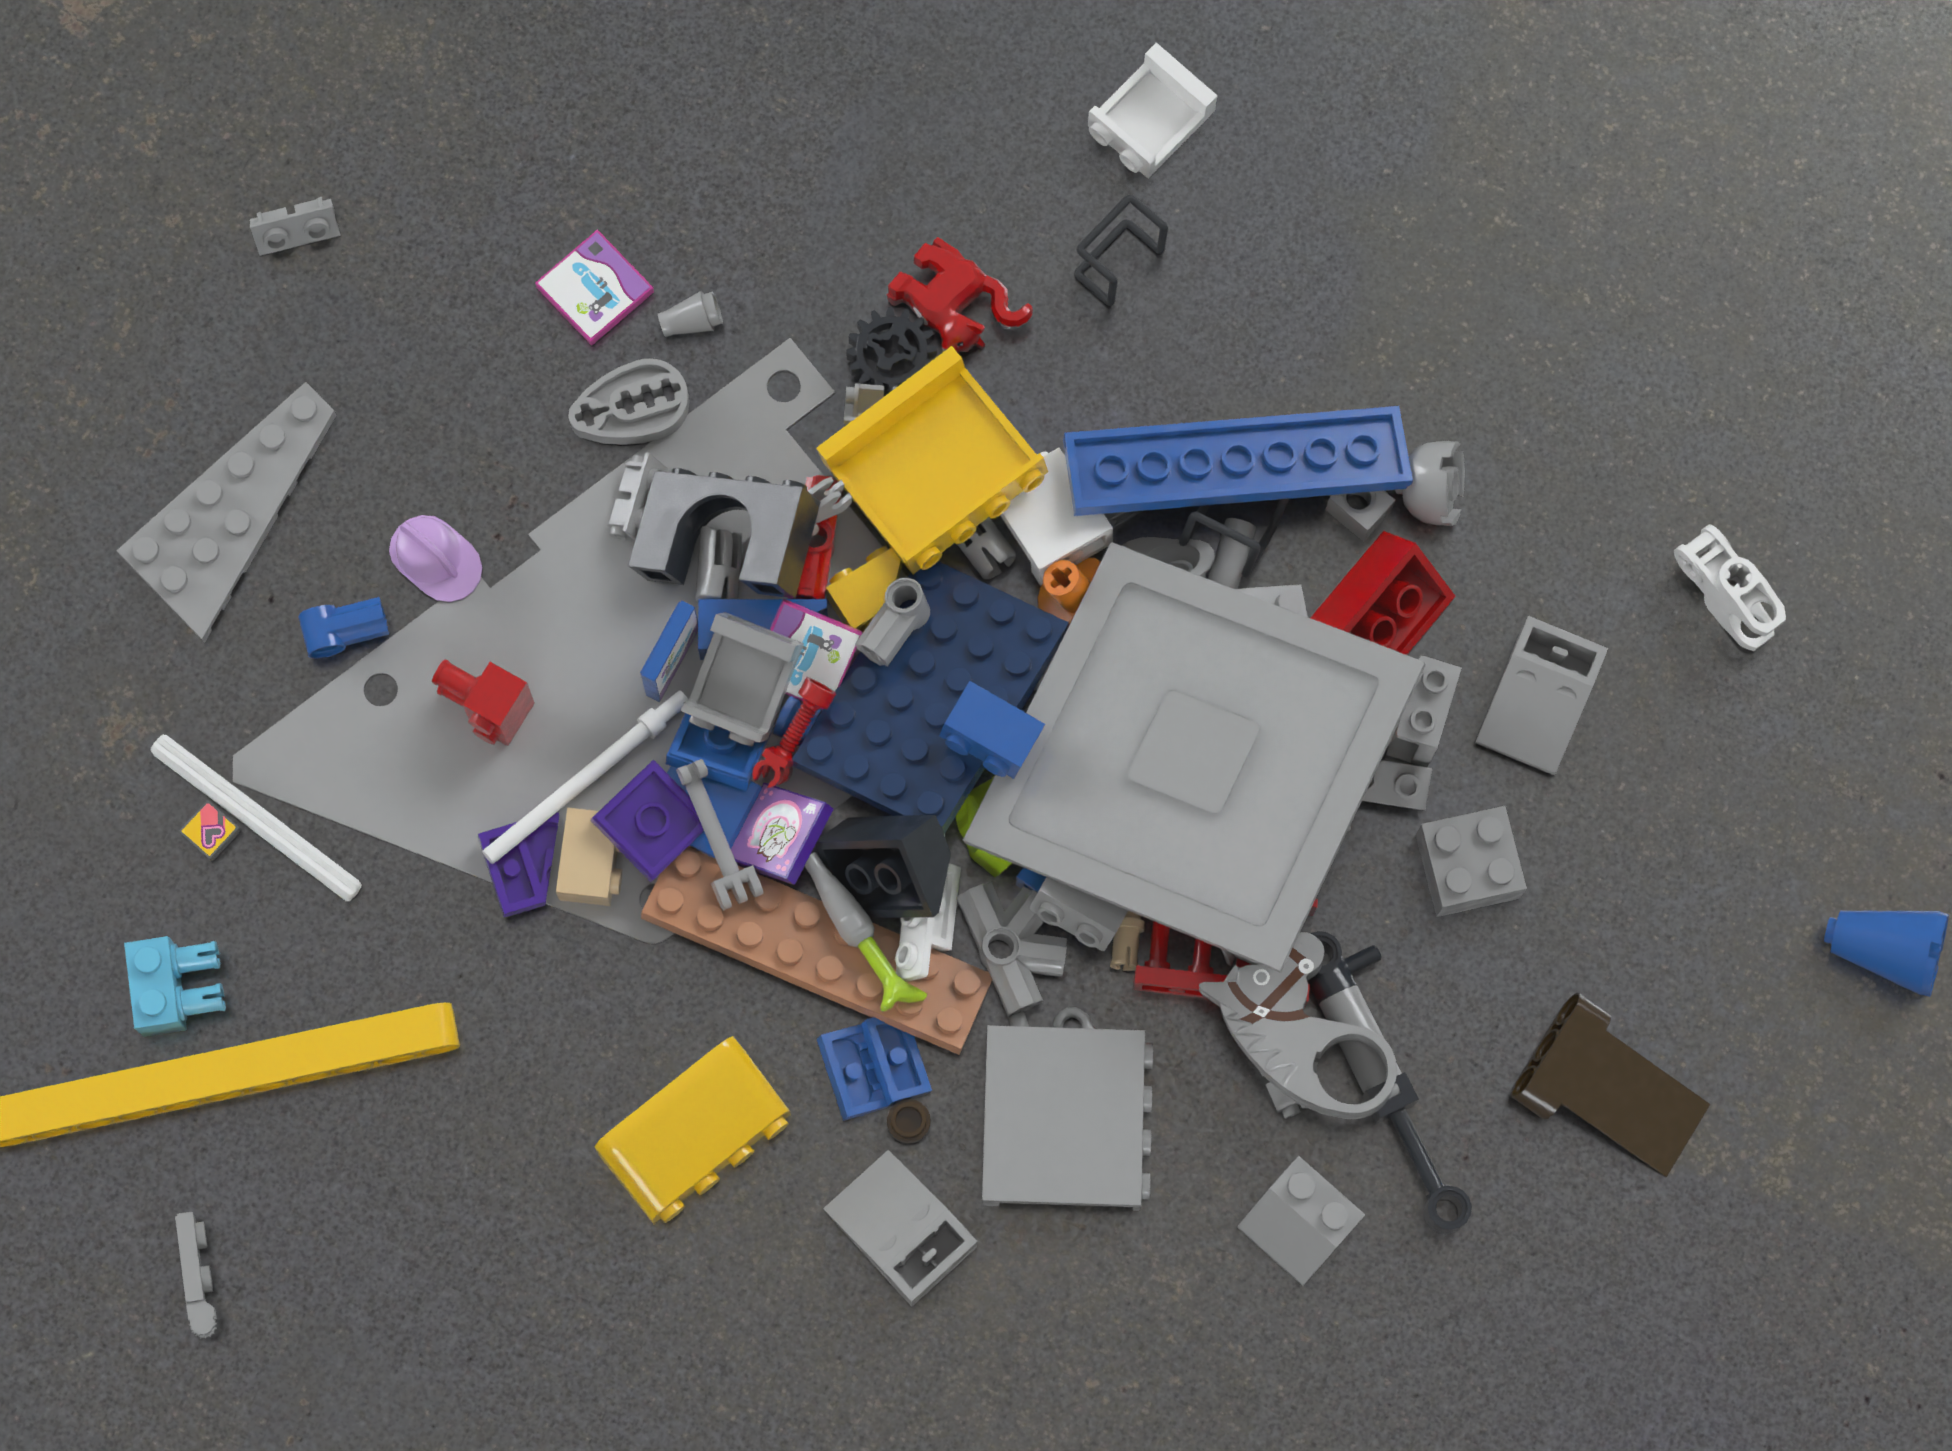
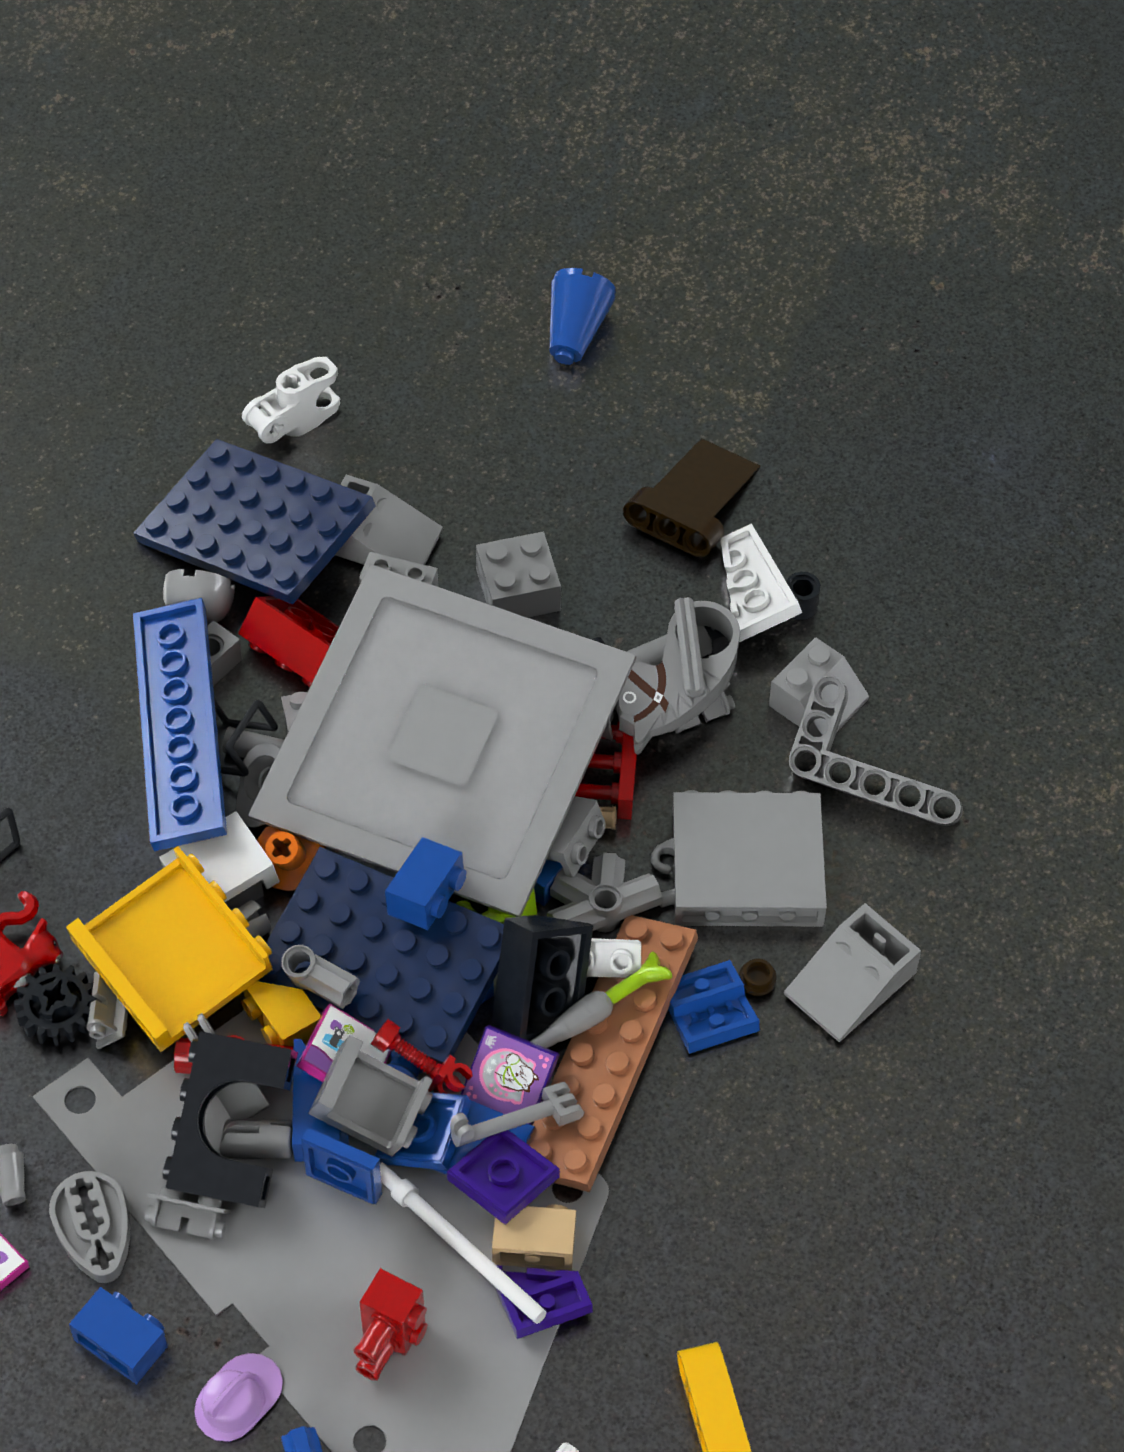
camera: 90 degrees left, 20 degrees down
(502, 435) = (119, 1334): none -> blue brick
(693, 1131) = (782, 1140): yellow windscreen -> none
(1179, 1262) = (860, 772): none -> light grey beam
(1323, 1047) = (689, 647): none -> light grey axle
(1452, 1150) = (755, 584): none -> white wing
(1543, 543) = (255, 520): none -> dark blue plate

